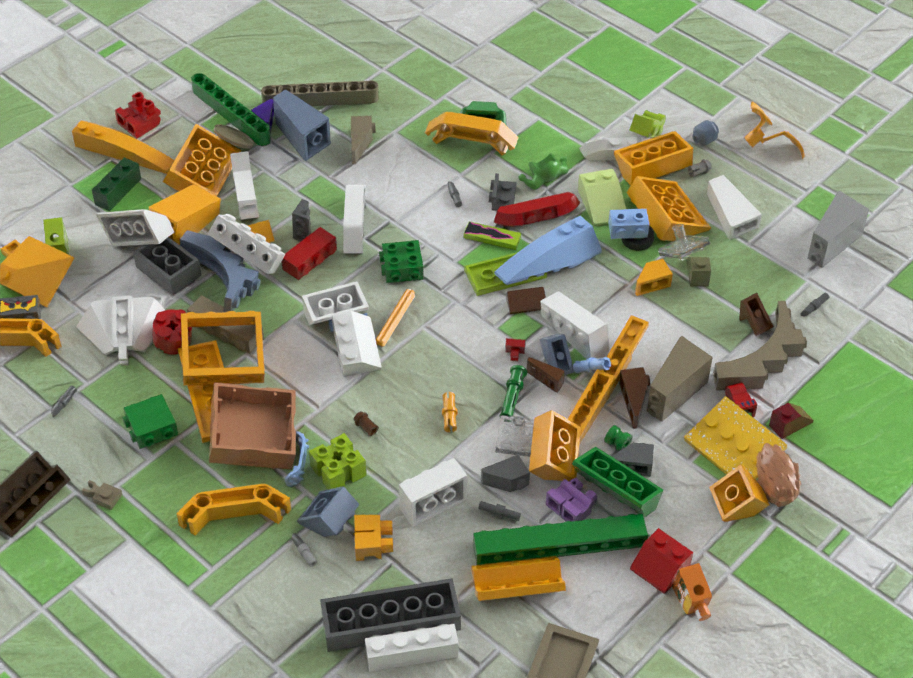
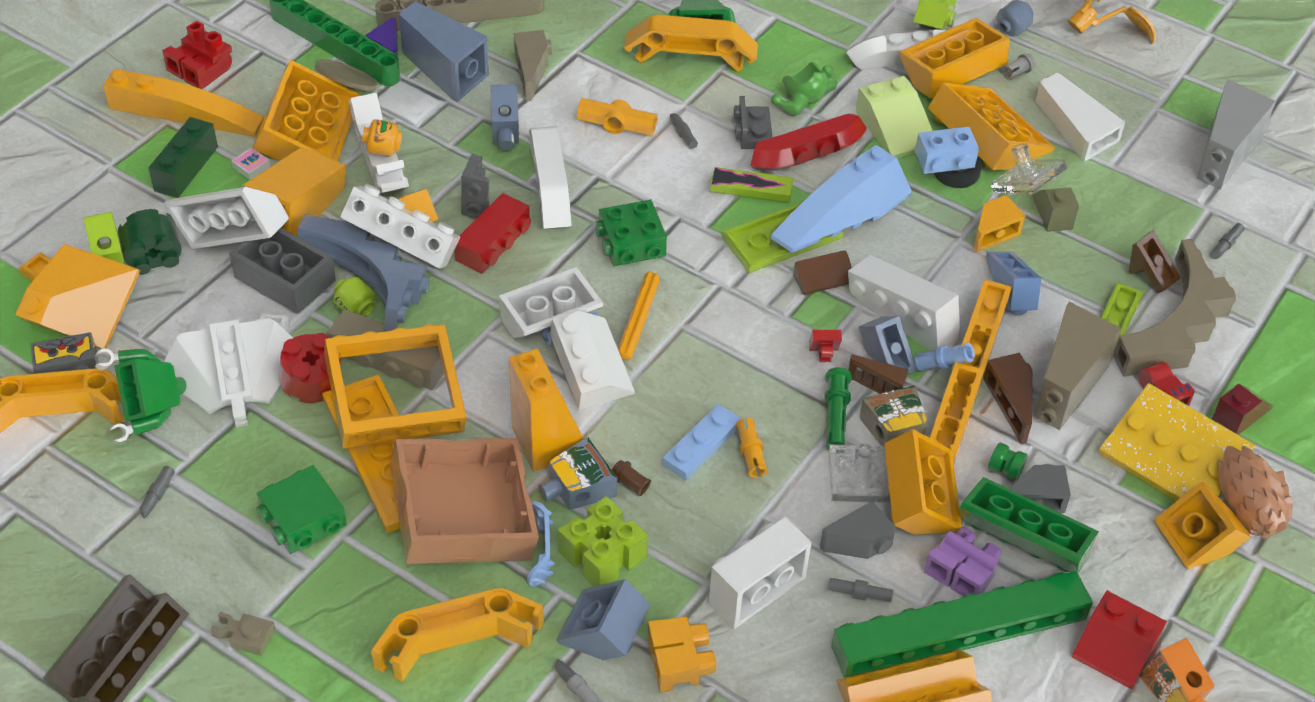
camera: 10 degrees left, 0 degrees up
(65, 333) = (145, 388): none -> green torso
(84, 238) = (149, 240): none -> dark green brick
(160, 191) = (250, 163): none -> tile
(210, 287) = (354, 296): none -> lime head
(246, 182) = (382, 138): none -> light orange head
(315, 375) = (539, 411): none -> light orange slope
(331, 419) = (579, 477): none -> torso
(332, 181) = (504, 126): none -> sand blue torso
(410, 180) = (617, 116): none -> light orange piece
(417, 405) = (701, 442): none -> light blue plate
(549, 397) = (893, 414): none -> torso
(657, 316) = (1014, 272): none -> medium blue slope
(725, 346) = (1122, 306): none -> lime tile

